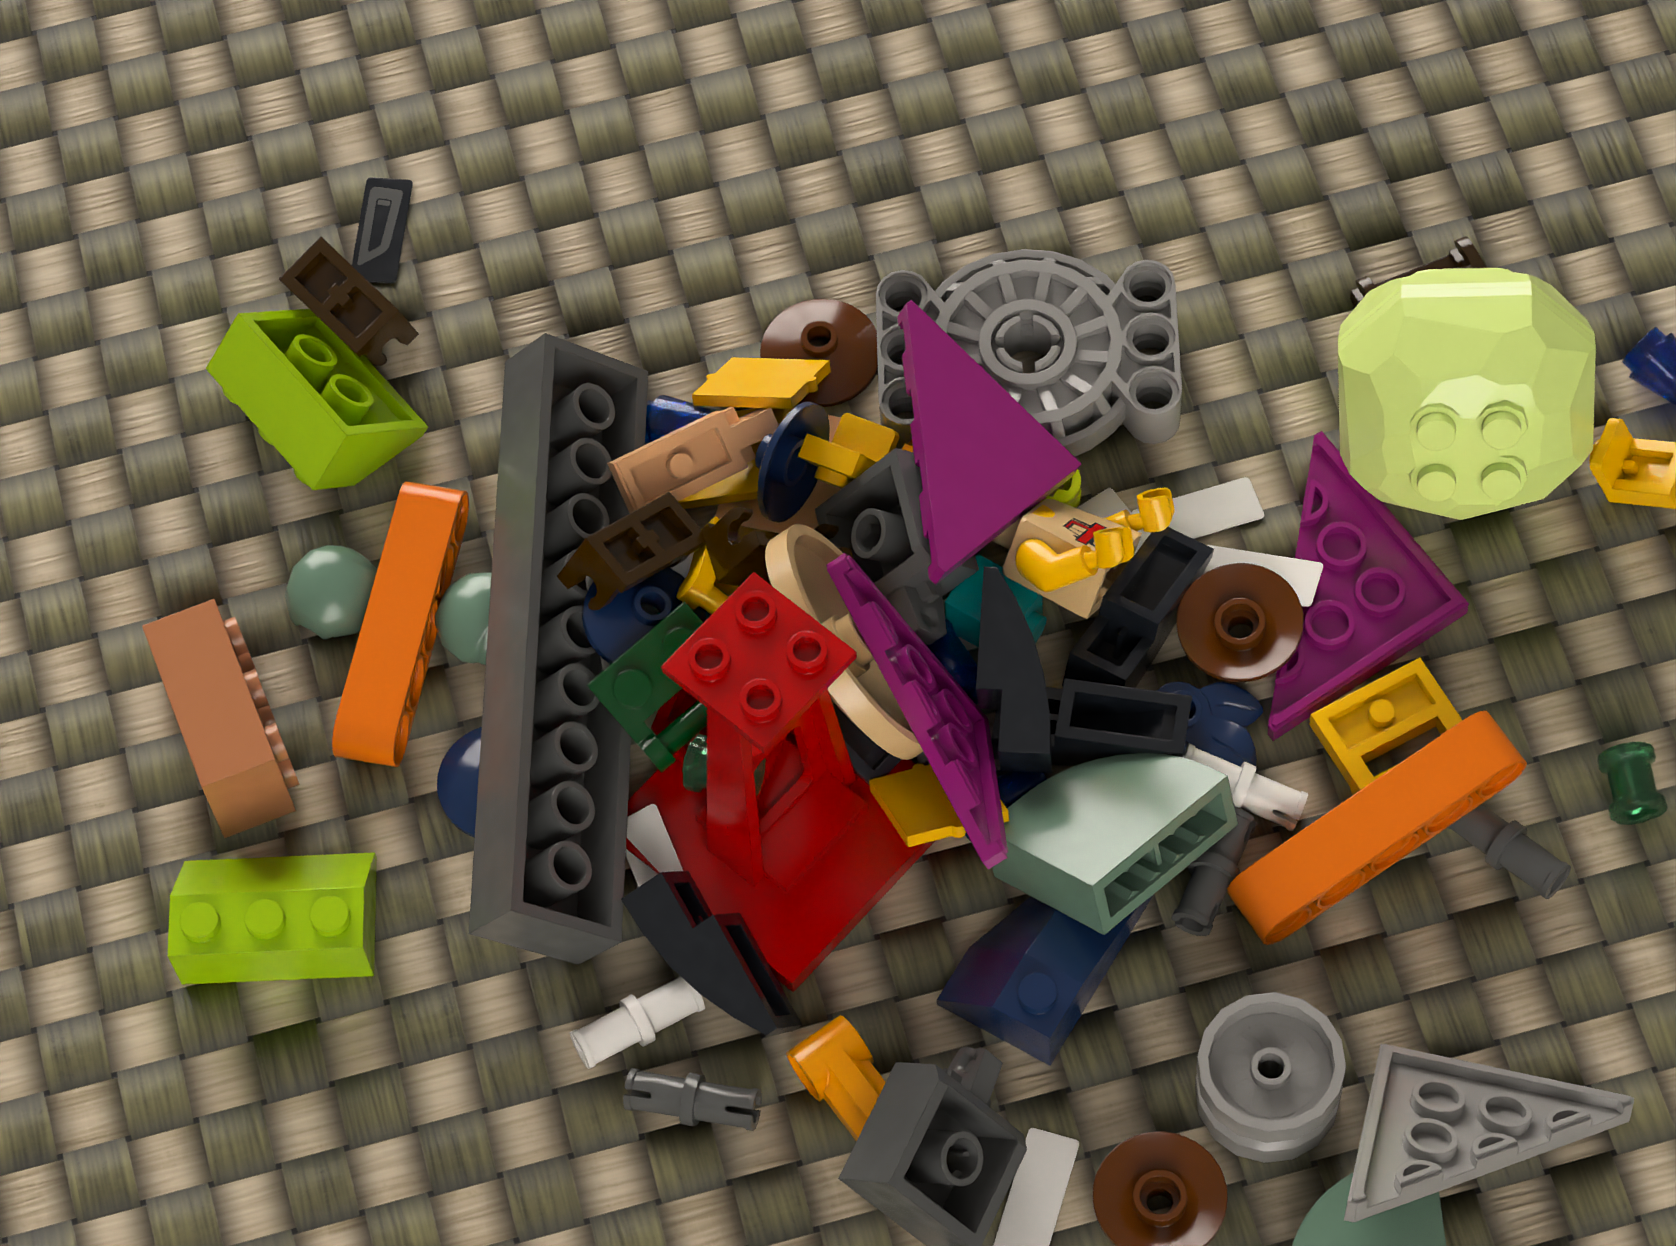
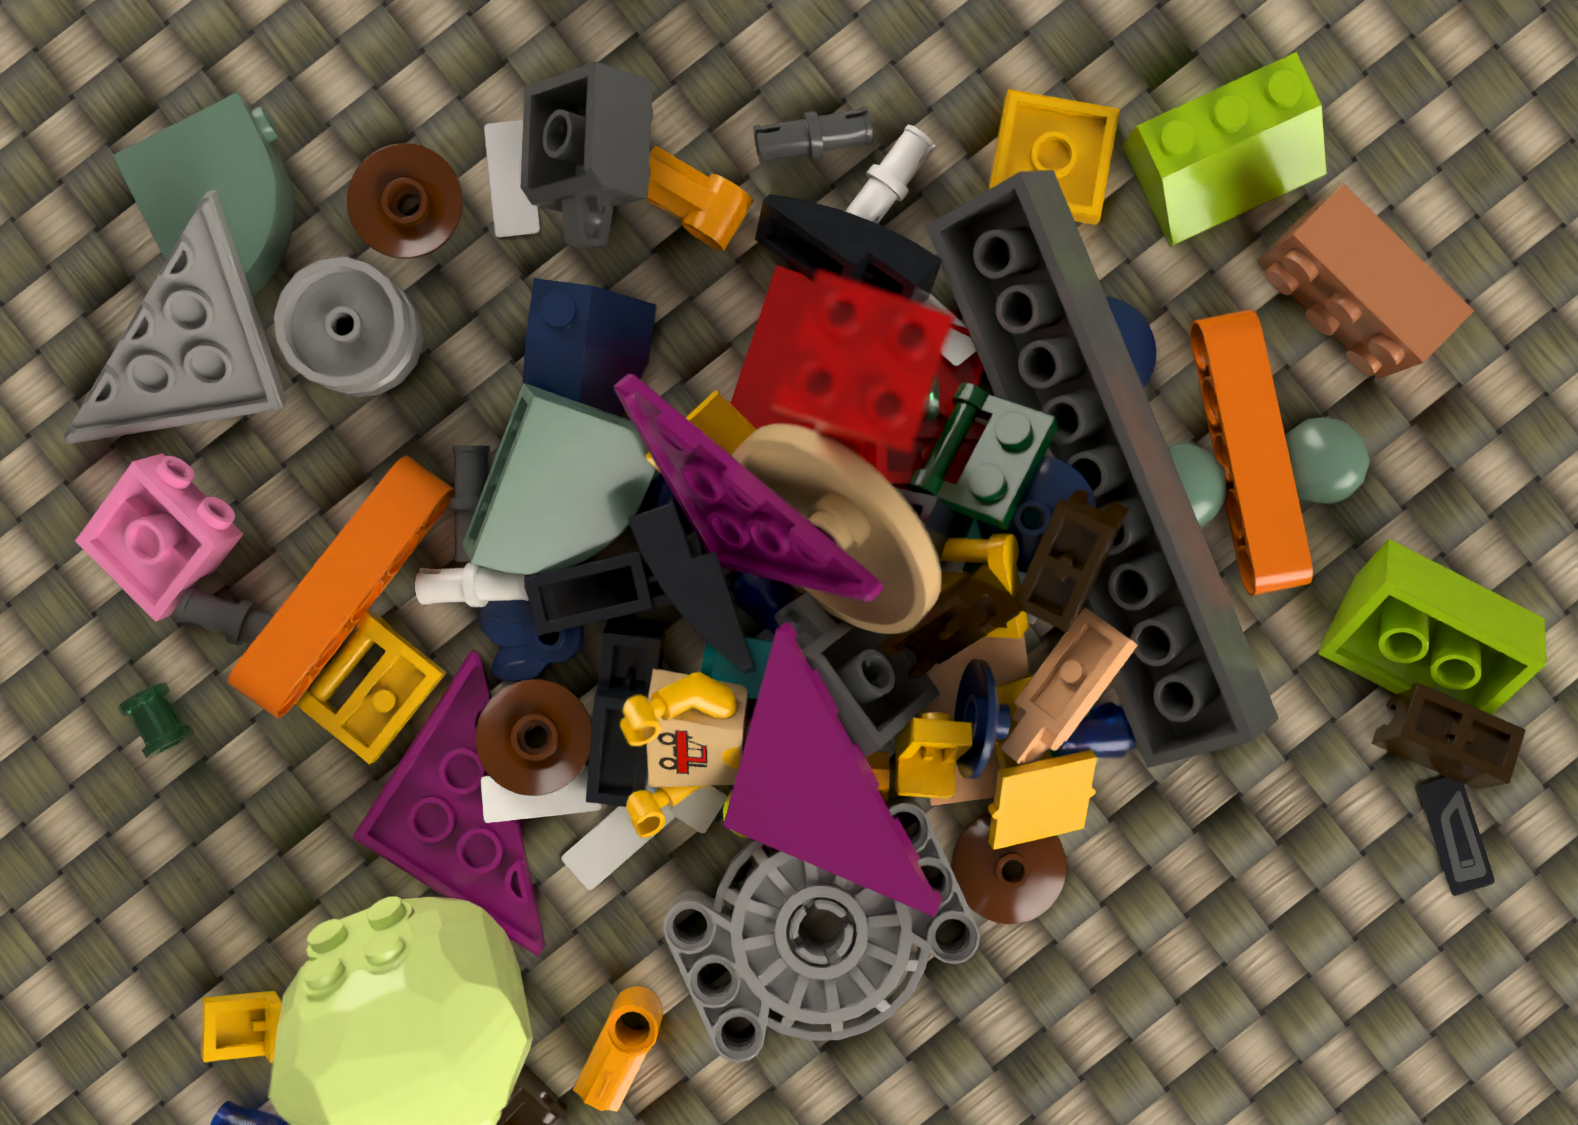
camera: 155 degrees right, 25 degrees up
(452, 988) = (1062, 137): none -> yellow tile
(1271, 321) = (619, 1050): none -> light orange piece
(1558, 958) = (159, 533): none -> bright pink plate

